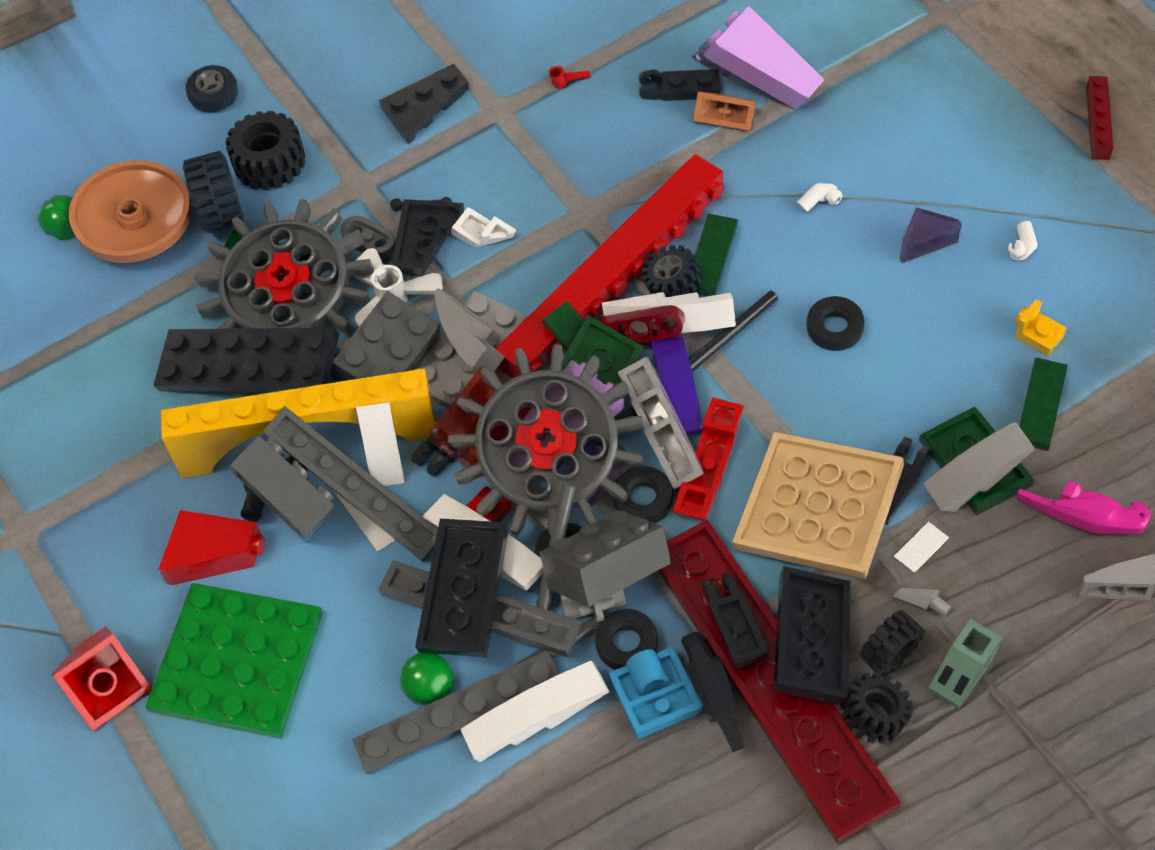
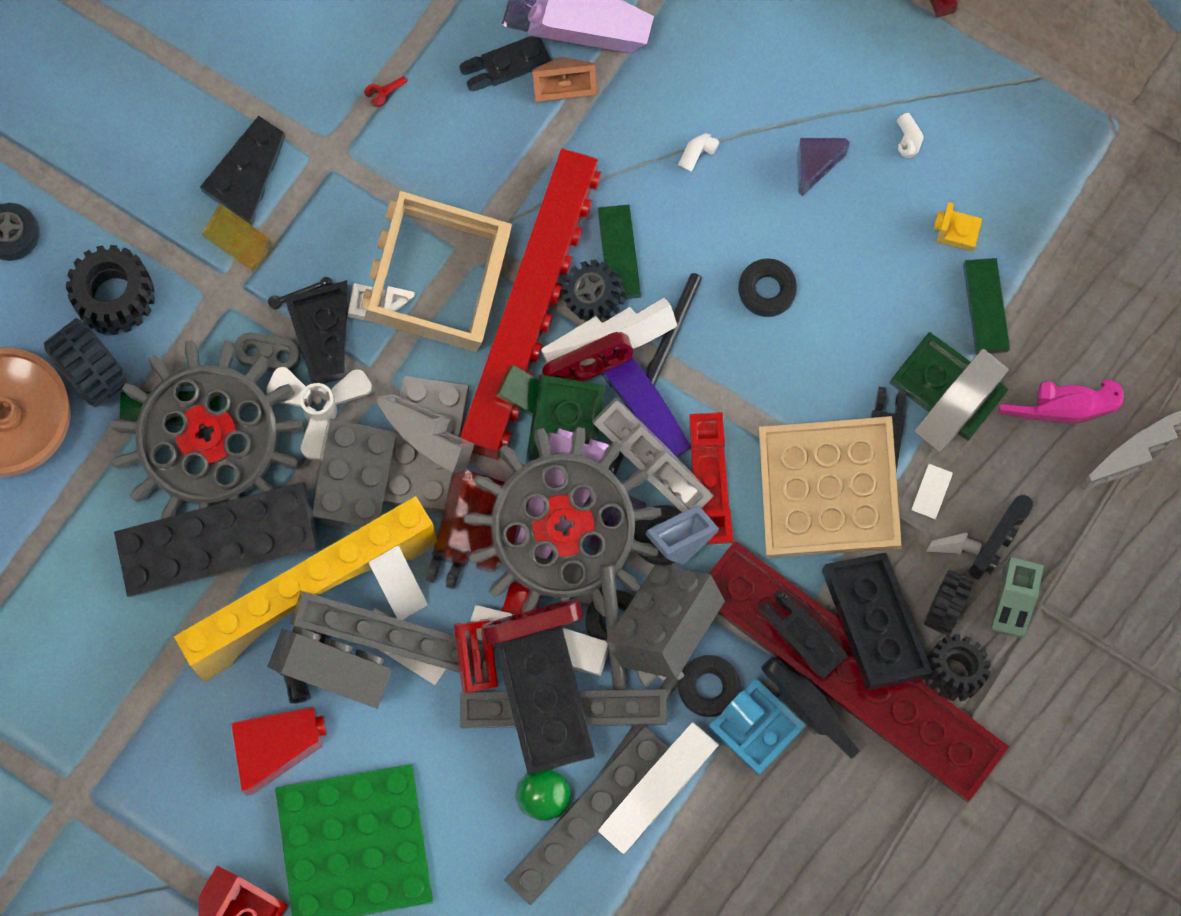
camera: 30 degrees left, 15 degrees up
(390, 146) = (237, 237): none -> clear yellow slope
(413, 560) = (463, 658): none -> red tile
(480, 511) = (532, 621): none -> dark red beam
(567, 174) = (454, 218): none -> tan window
(657, 494) = (683, 535): none -> sand blue slope
(972, 604) = (1002, 535): none -> black hinge

